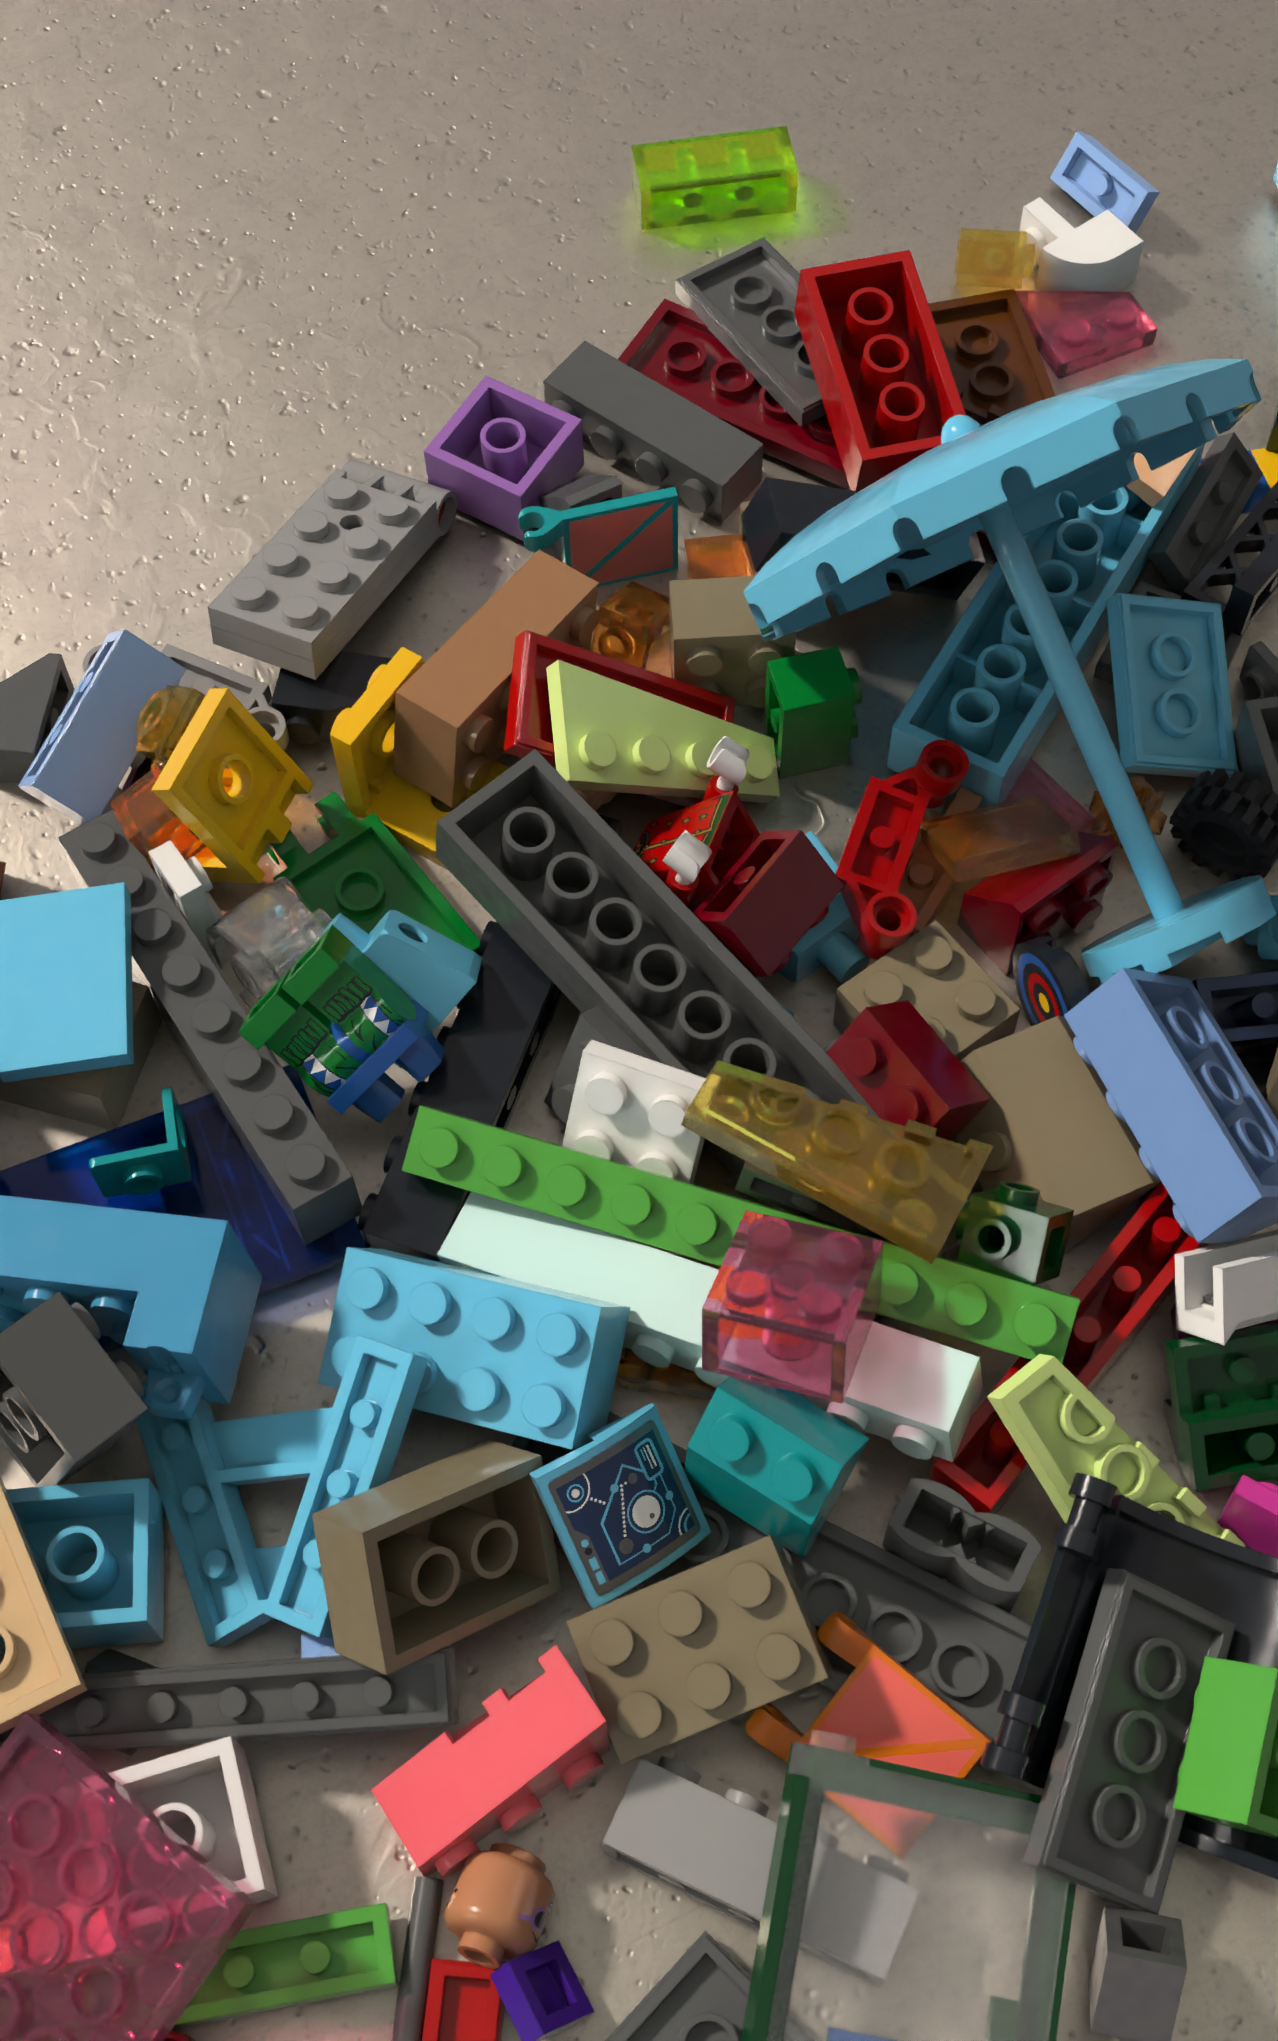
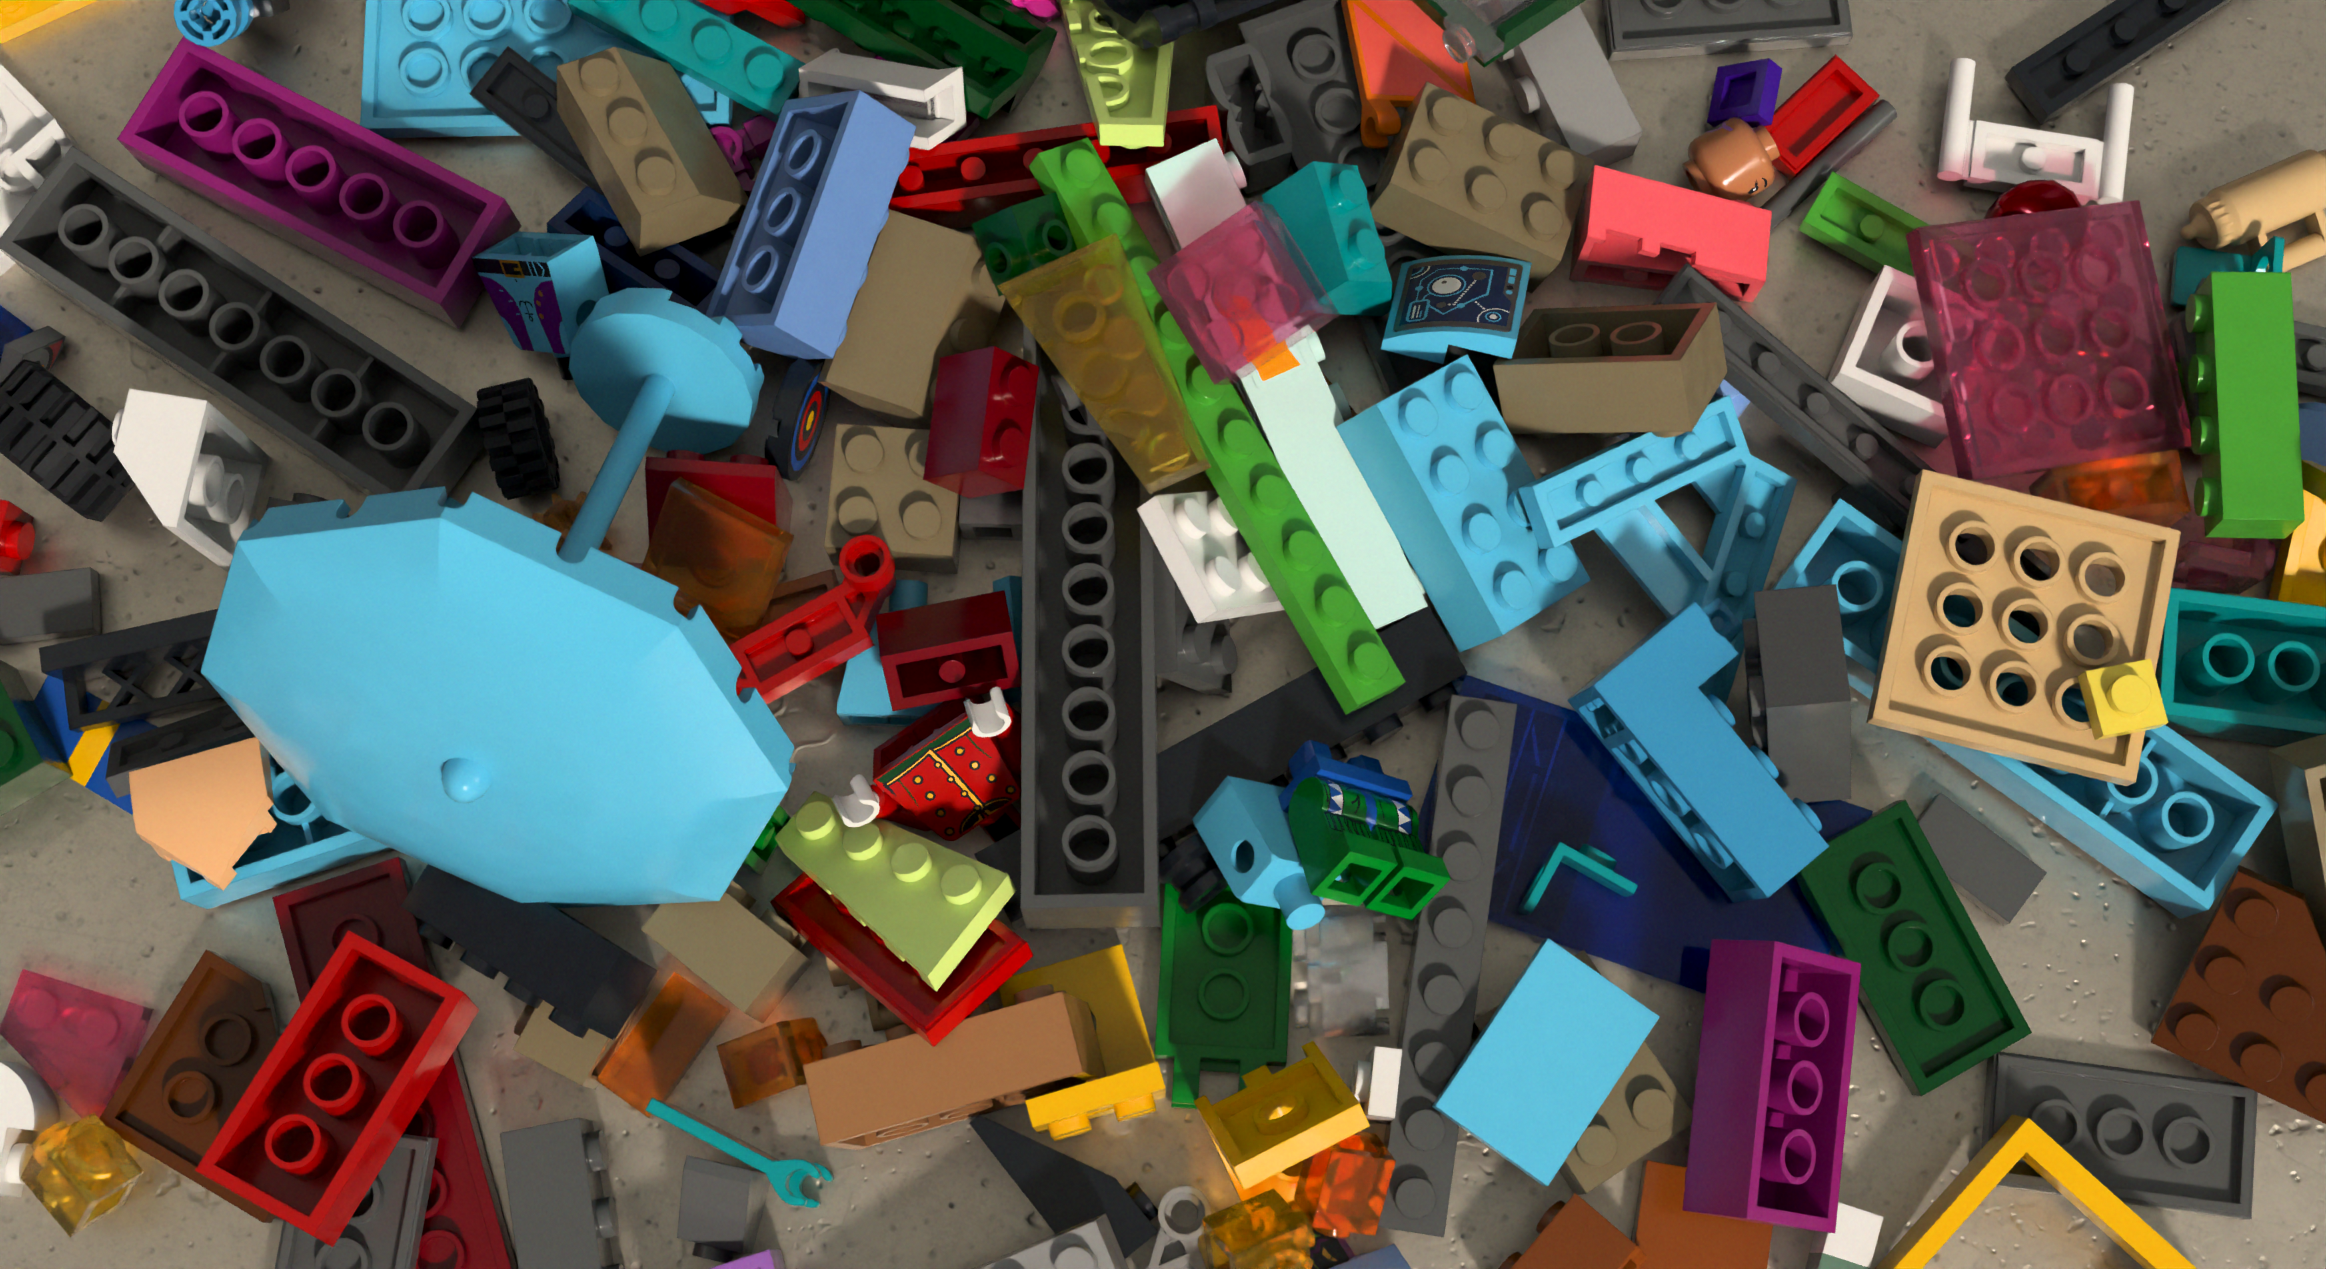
camera: 140 degrees left, 15 degrees up
(455, 924) = (1192, 874): none -> black wheel

